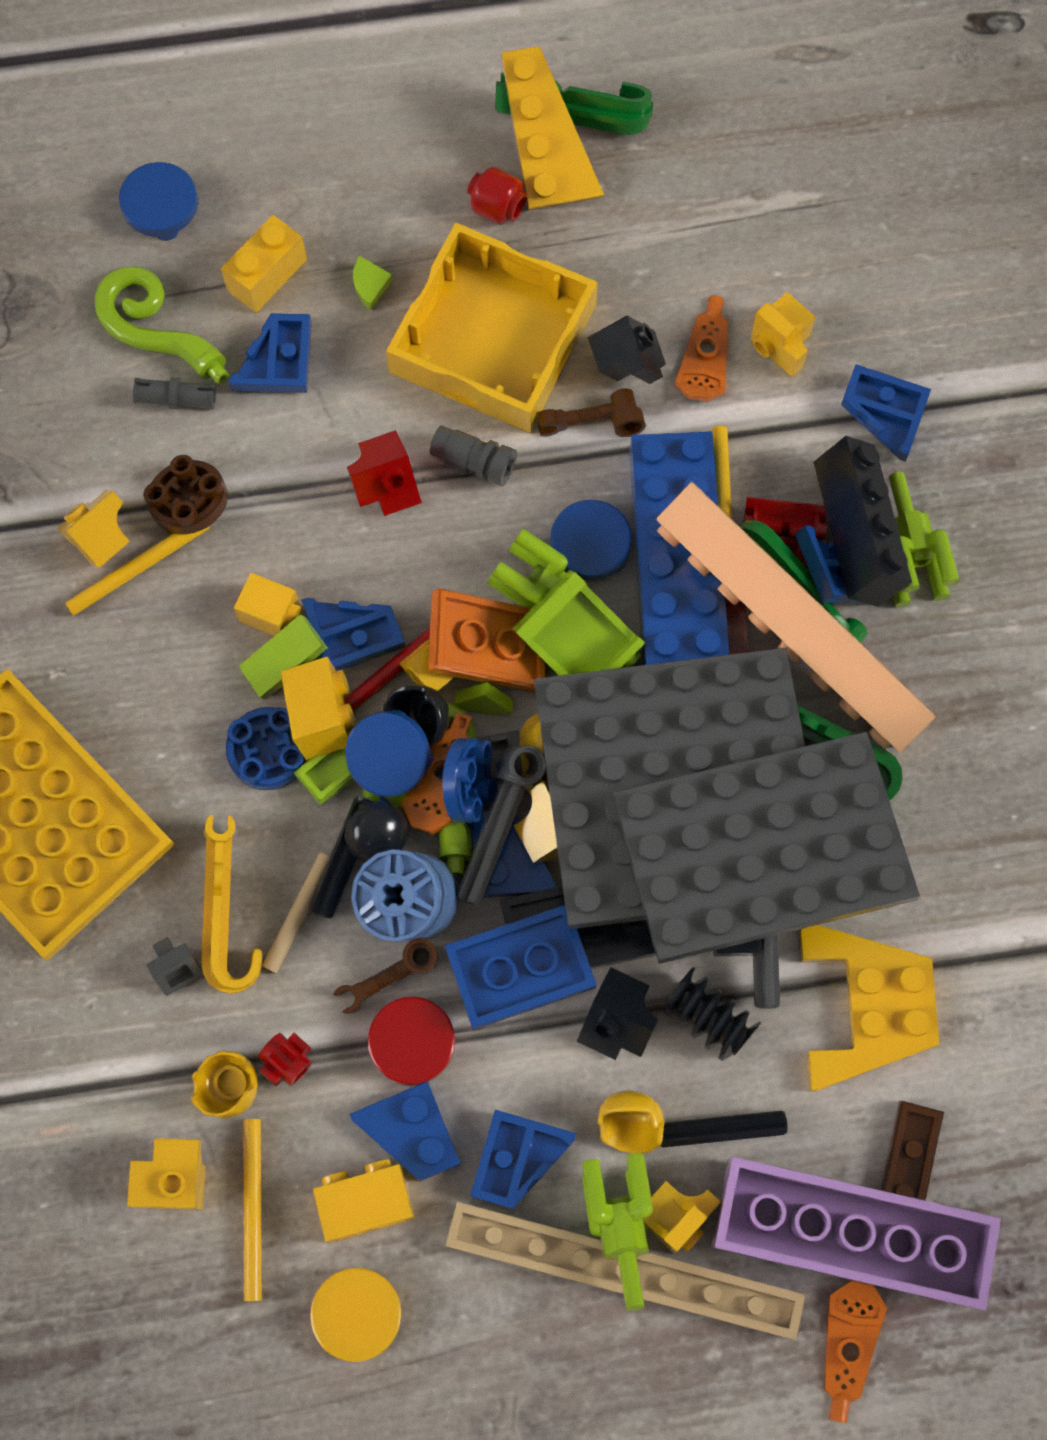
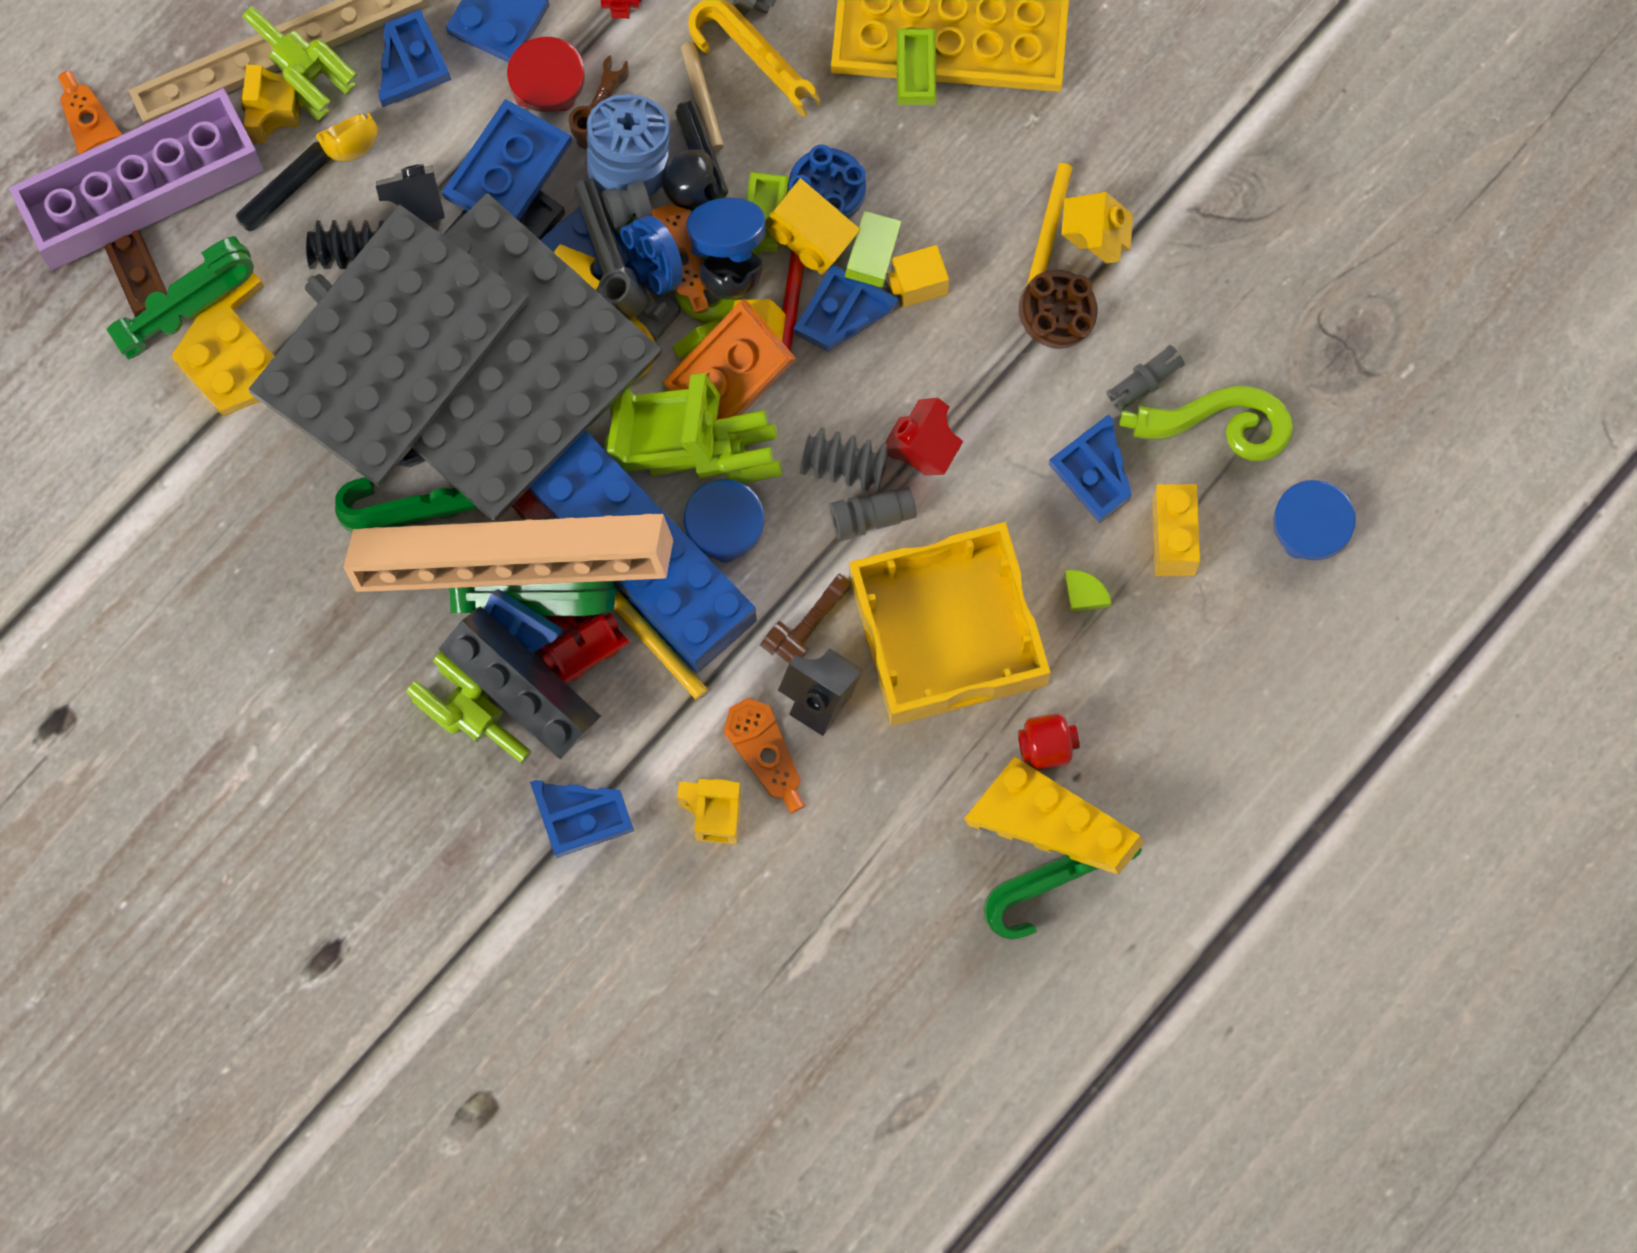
camera: 140 degrees right, 0 degrees up
(105, 777) = (916, 67): none -> lime tile
(451, 840) = (624, 205): none -> dark grey wheel
(455, 507) = (844, 459): none -> dark grey piece
(891, 1084) = (224, 269): none -> green piece

